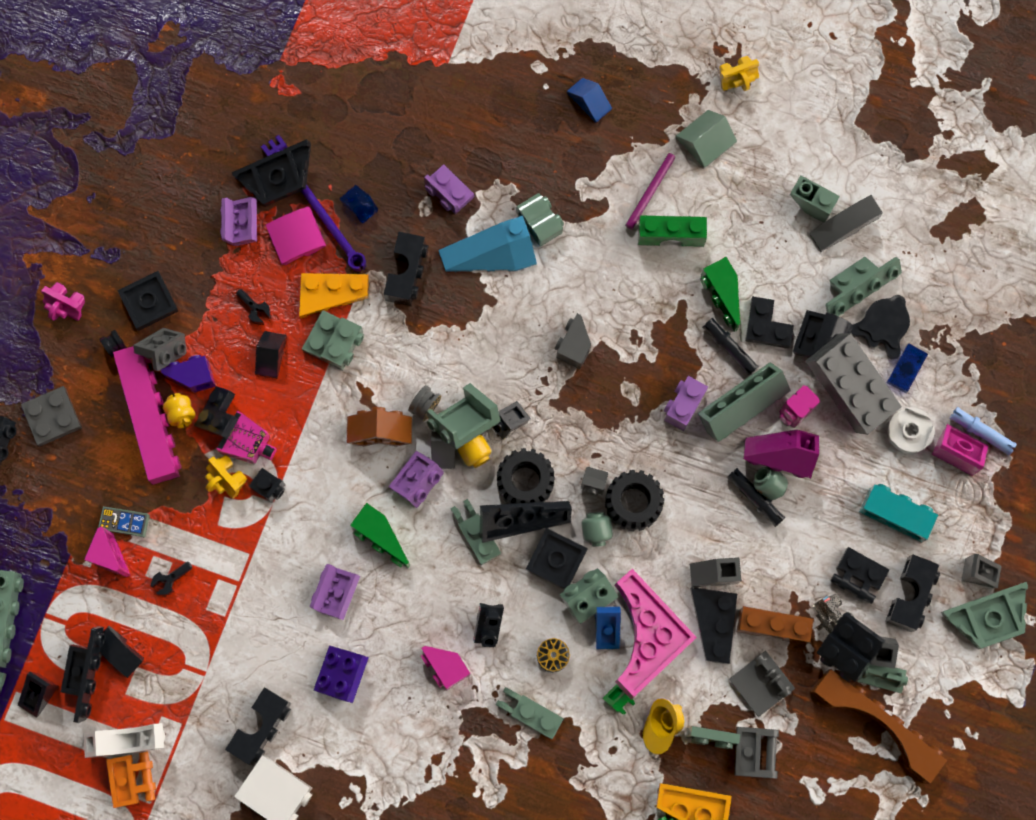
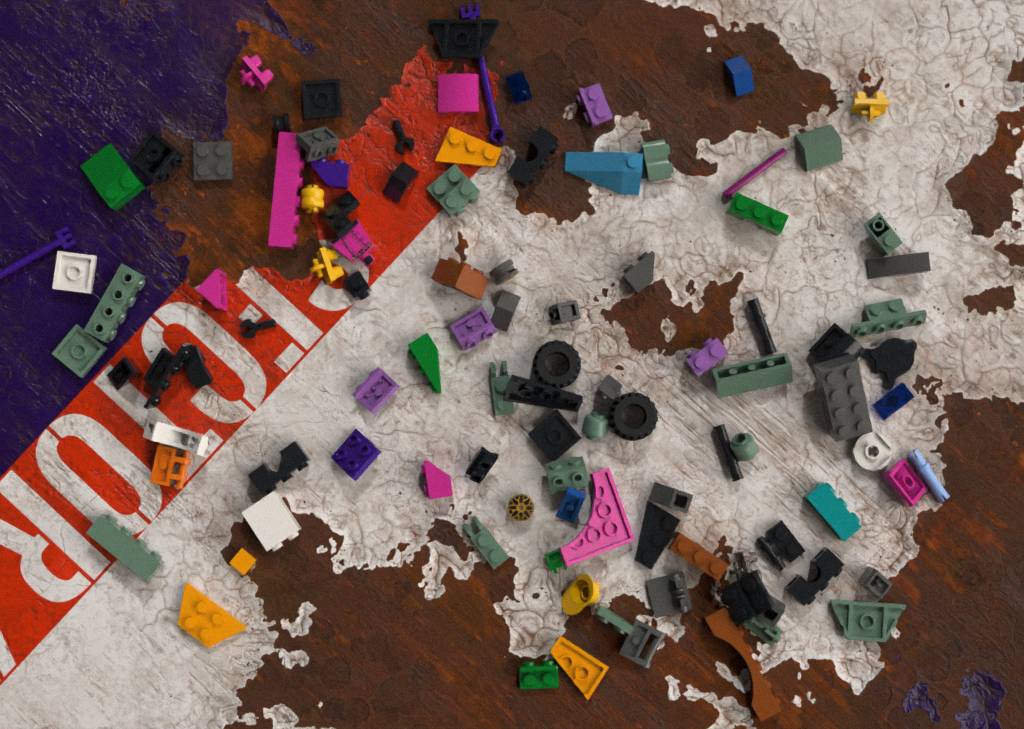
camera: 20 degrees right, 10 degrees up
(124, 521) = (237, 268): tile -> none
(239, 221) = (418, 63): medium lavender bracket -> none
(465, 418) = (529, 298): sand green panel -> none
(475, 452) = (526, 325): yellow head -> none
(723, 285) = (778, 273): green slope -> none
(762, 328) = (793, 322): black plate -> none
(784, 451) = (765, 427): magenta slope -> none
(798, 407) = (792, 398): dark pink brick -> none

